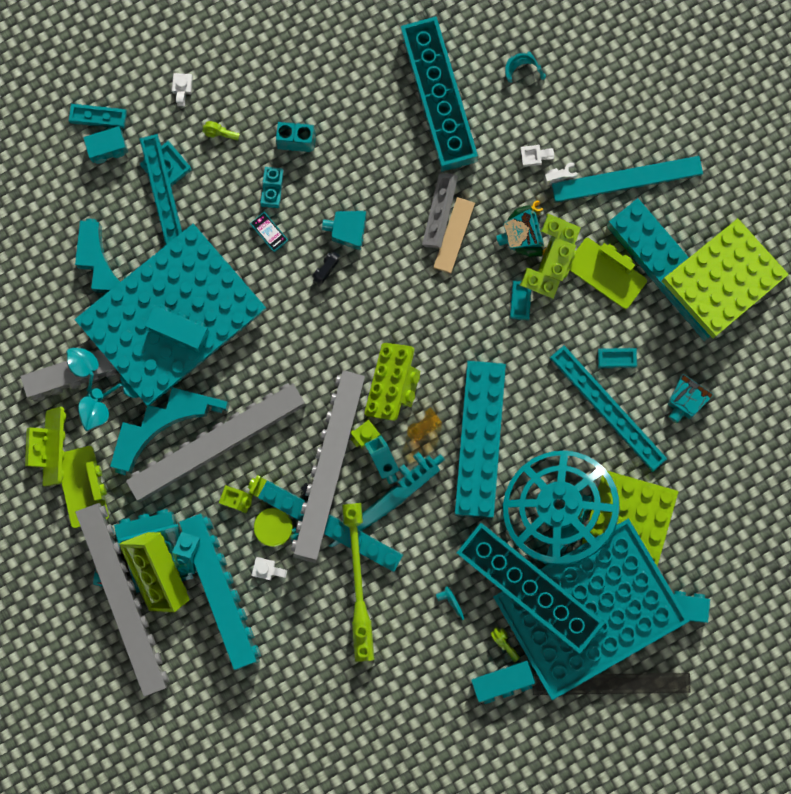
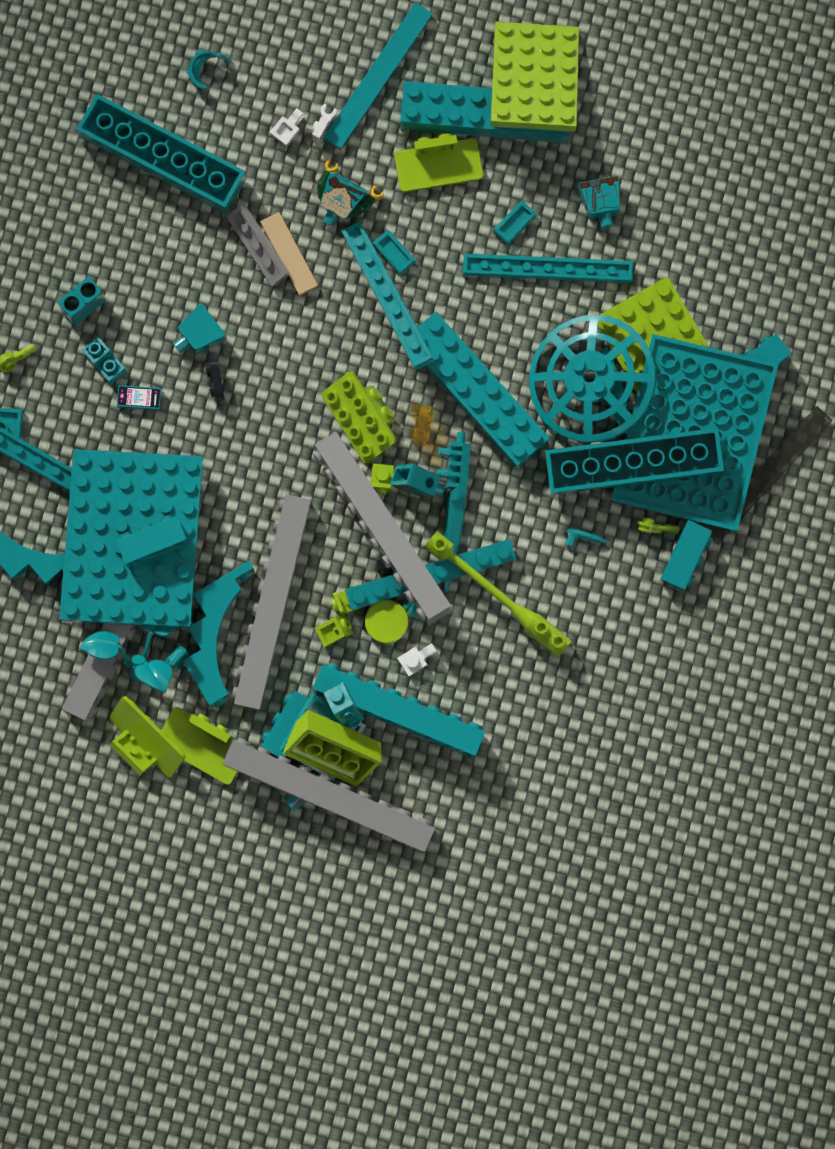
camera: 55 degrees left, 0 degrees up
(122, 415) = (176, 657): none -> teal slope
(485, 324) = (387, 296): none -> teal tile
(555, 259) = (388, 190): lime bracket -> none

